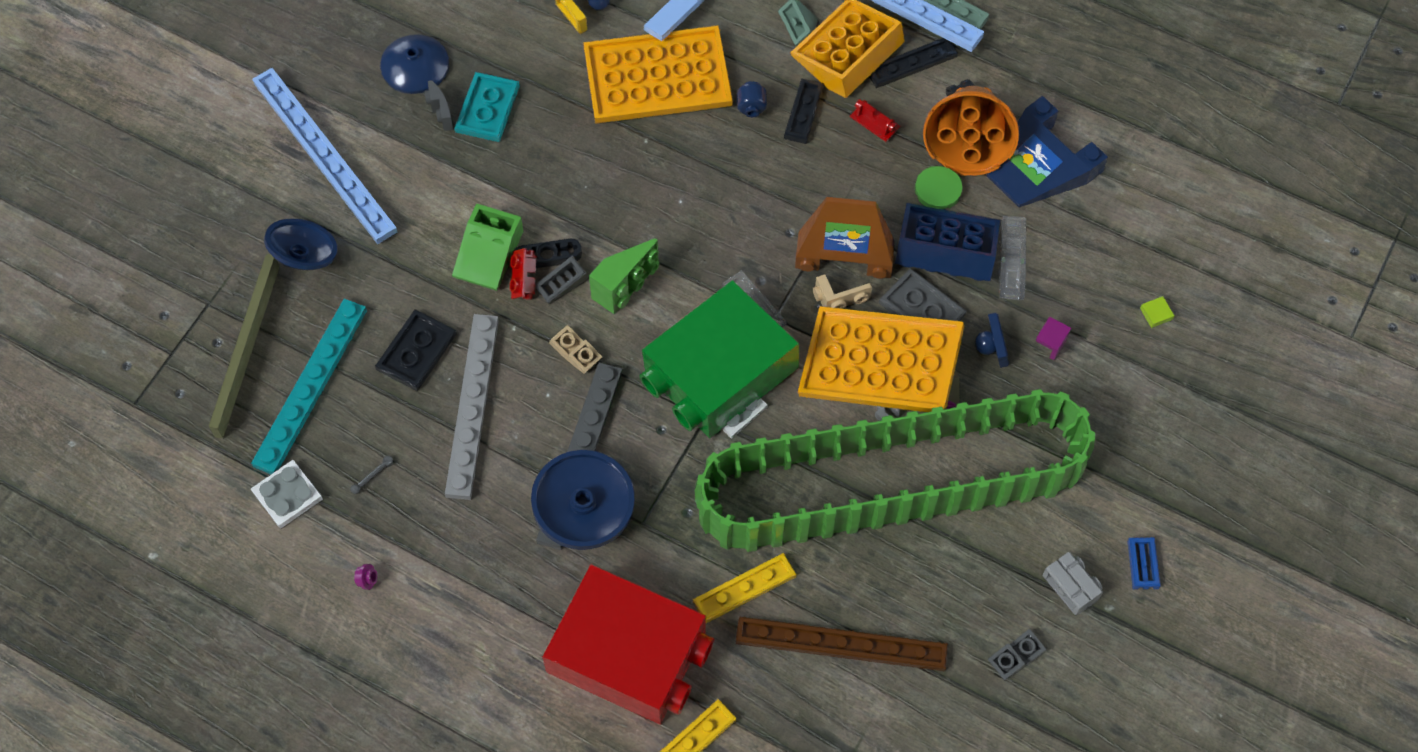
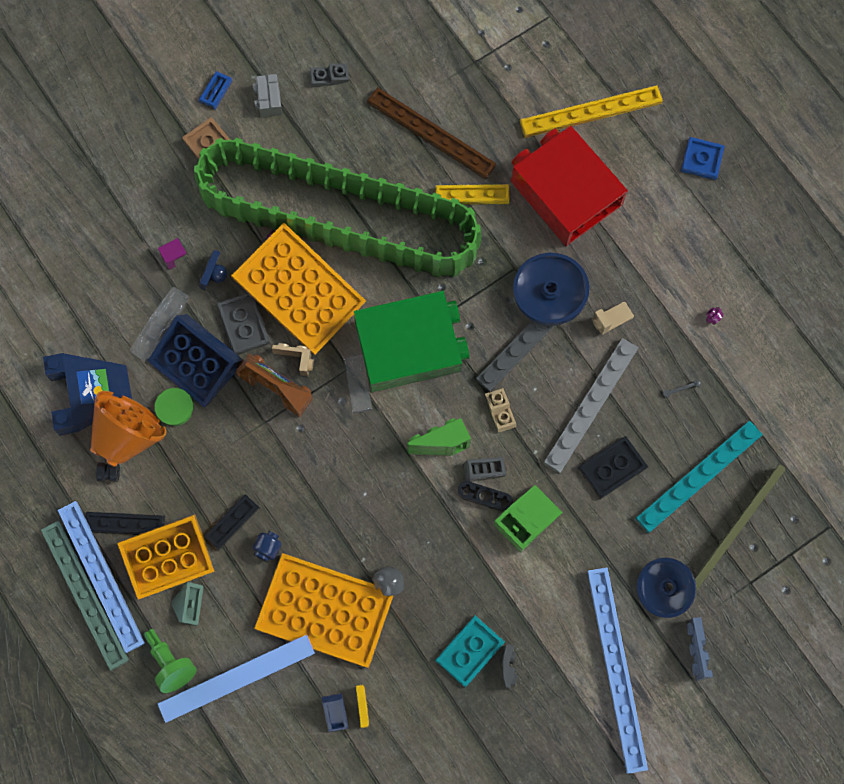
camera: 155 degrees left, 10 degrees up
(241, 205) = (701, 656): none -> sand blue wing
(286, 494) = (745, 402): light grey piece -> none
(412, 73) = (494, 726): dark blue dish -> none
(494, 512) = (612, 318): none -> tan bracket
(522, 262) = (513, 481): red hinge -> none
(605, 123) = (389, 581): none -> dark grey hair
(874, 120) = (184, 484): red hinge -> none
(1105, 489) = (204, 136): none -> medium nougat plate
(1157, 312) = (89, 240): lime tile -> none

